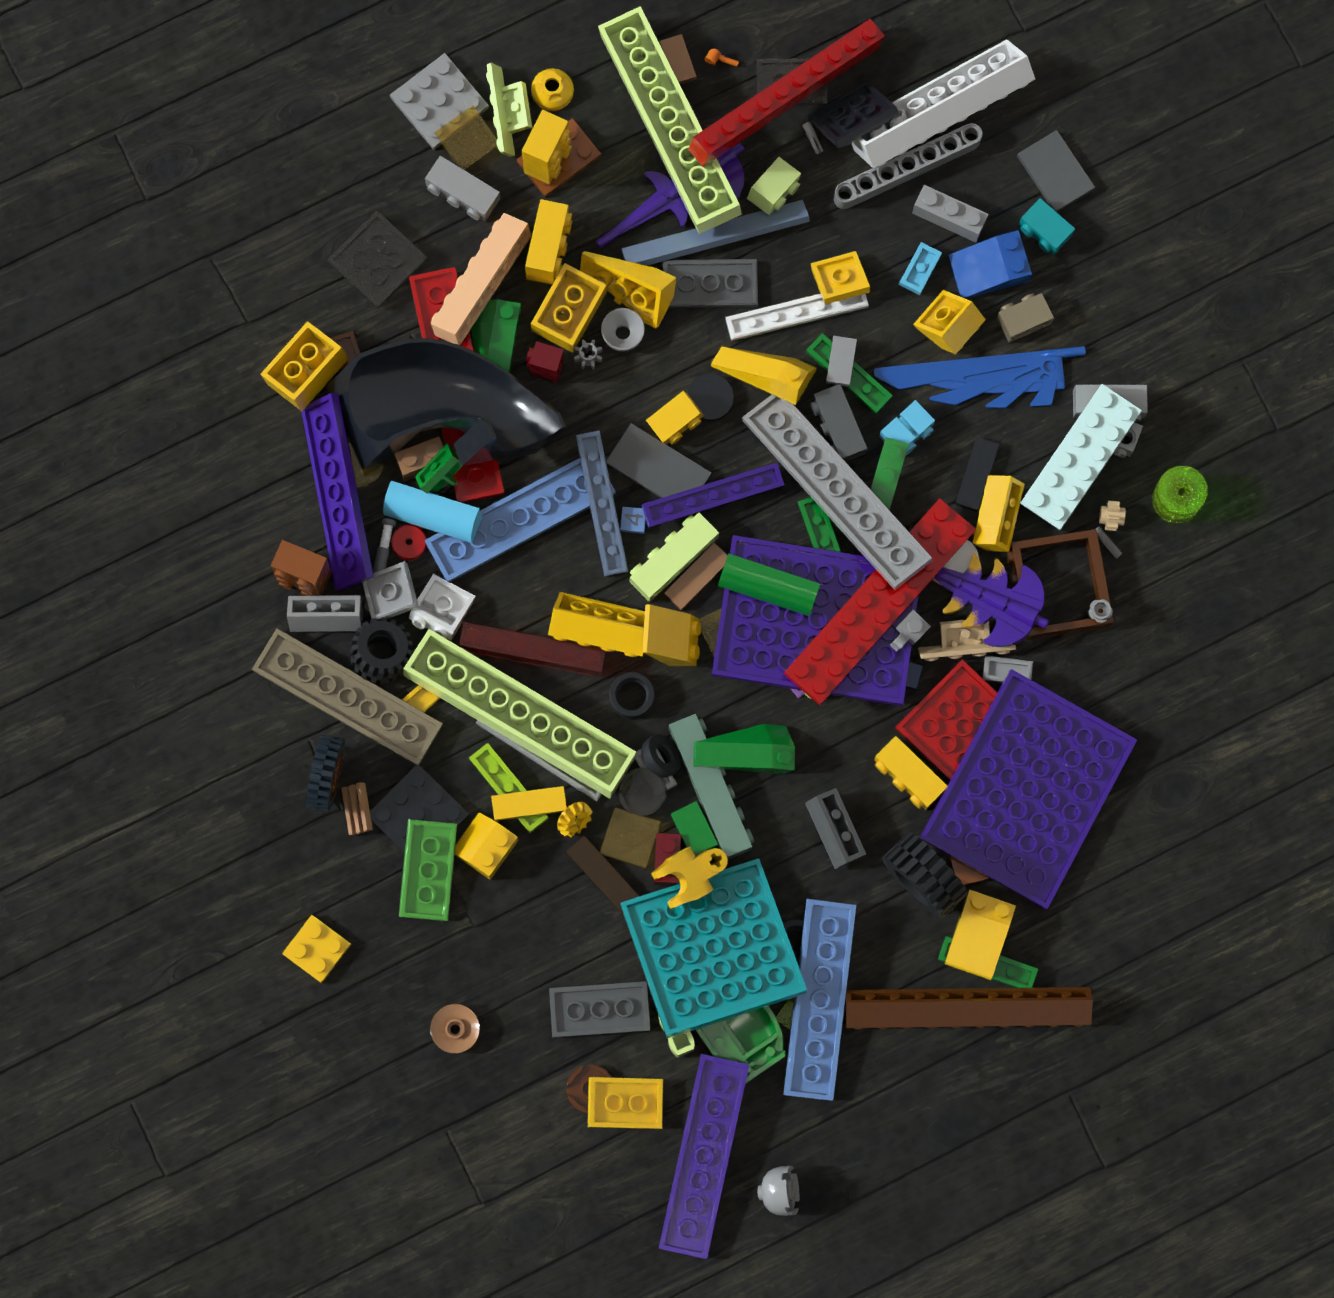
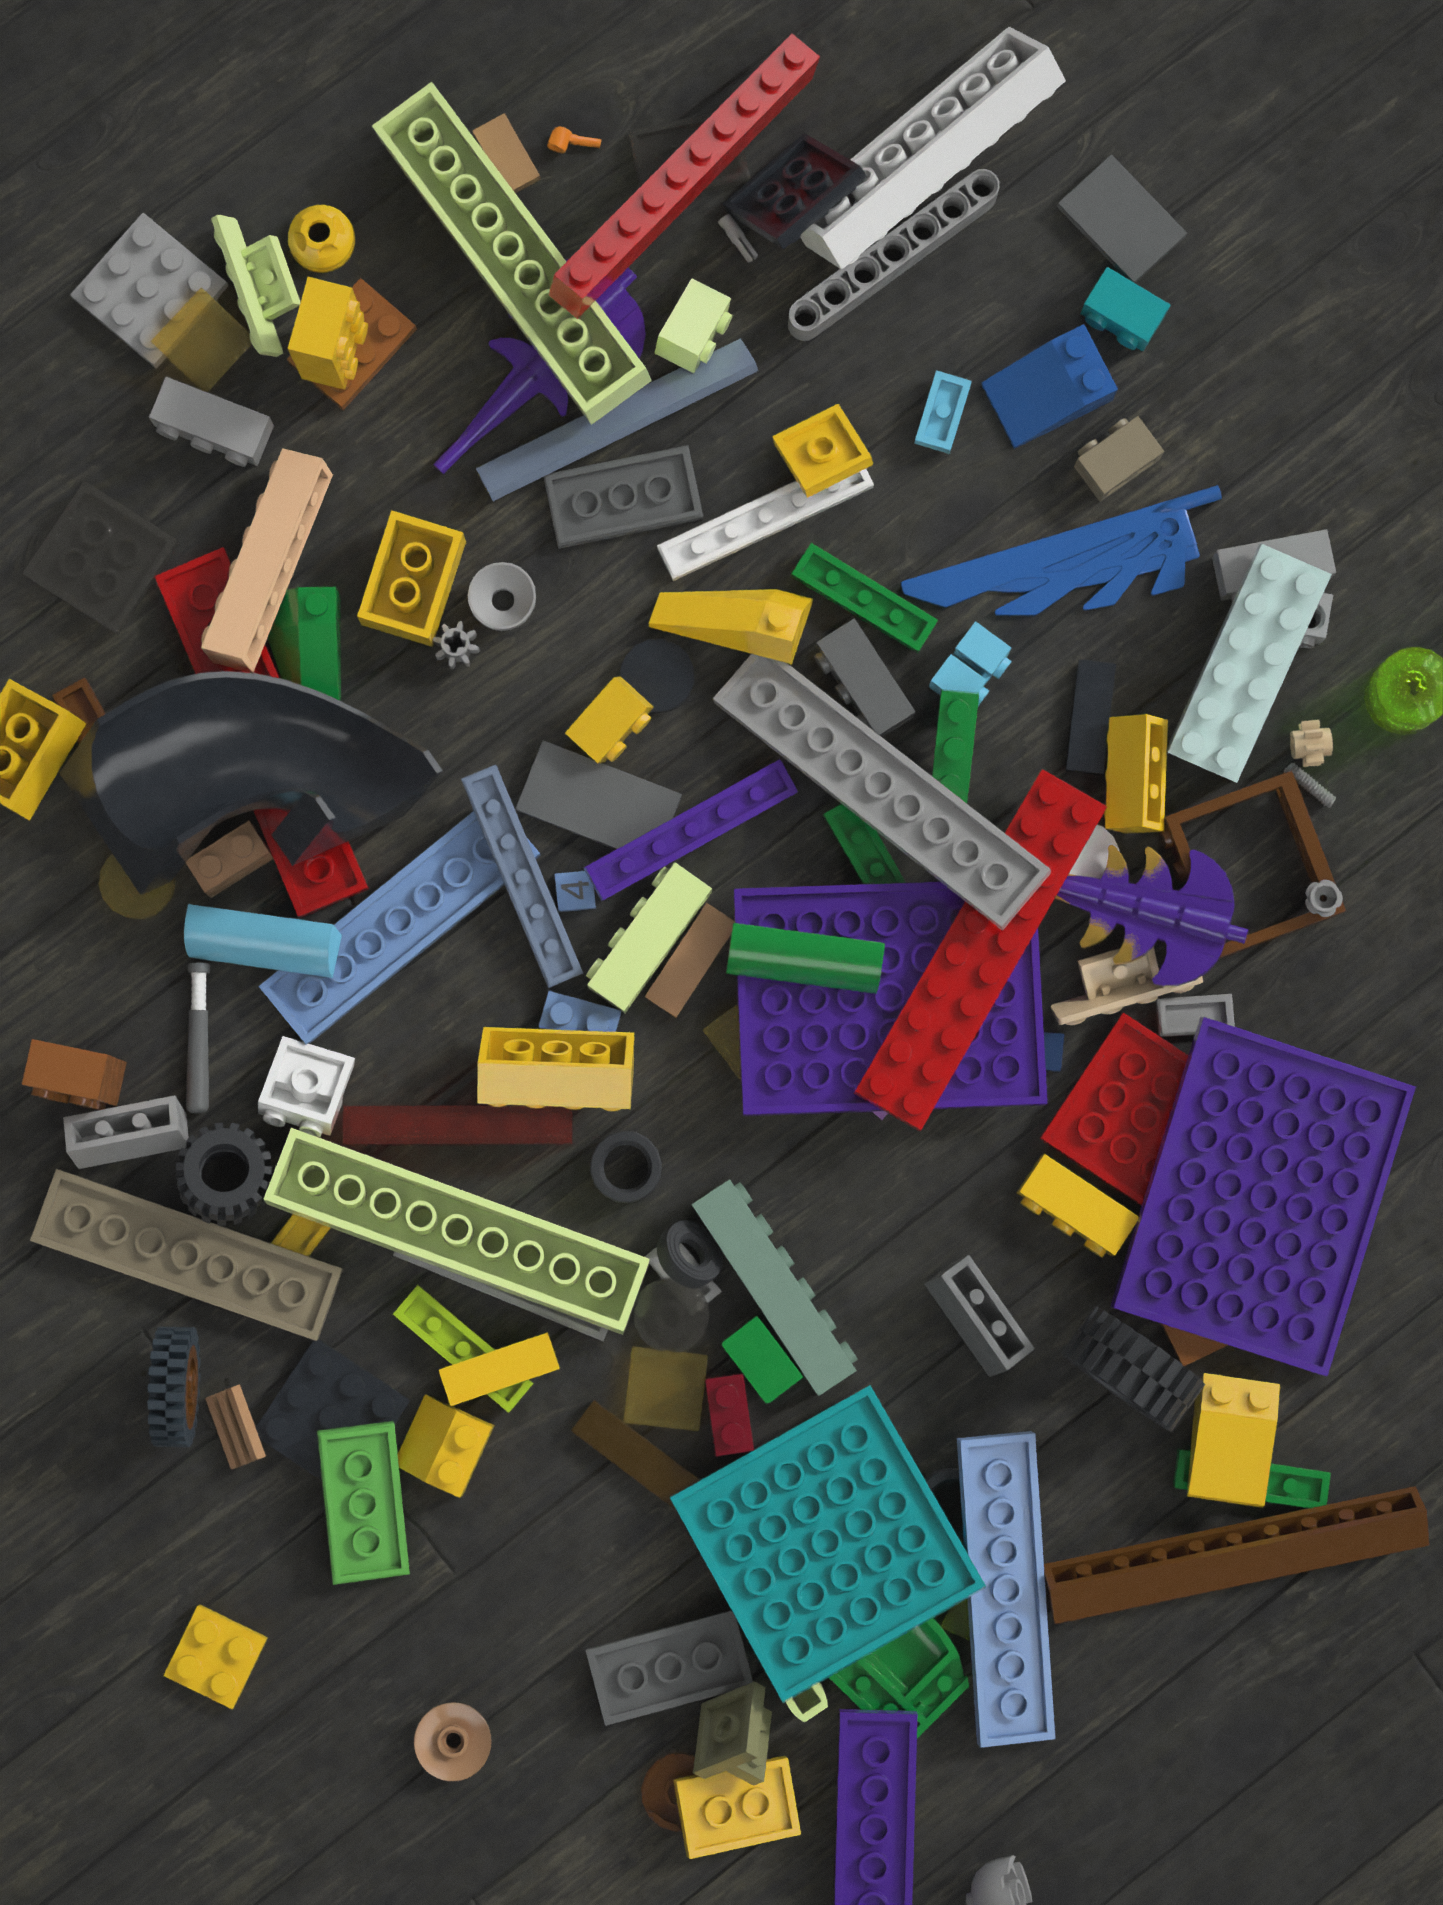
camera: 10 degrees left, 5 degrees up
(337, 492) = (108, 938): dark purple plate -> none
(390, 592) = (220, 1080): light grey tile -> none
(405, 533) = (222, 985): red piece -> none
(439, 470) = (259, 876): green panel -> none
(545, 362) = (392, 671): dark red brick -> none
(548, 242) = (360, 481): yellow brick -> none
(566, 822) = (566, 1388): yellow gear -> none
(618, 595) = (576, 1014): none -> medium blue plate
(632, 1056) = (734, 1735): none -> olive bracket
(635, 285) = (511, 523): yellow wedge -> none
(671, 636) = (668, 1067): yellow slope -> none
(692, 873) = (773, 1433): yellow piece -> none
(754, 749) = (831, 1215): green wedge -> none
(841, 361) = (849, 581): light grey tile -> none
(910, 630) = (1037, 984): light grey plate -> none
(950, 213) = (972, 317): light grey brick -> none
(950, 321) = (1004, 486): yellow slope -> none

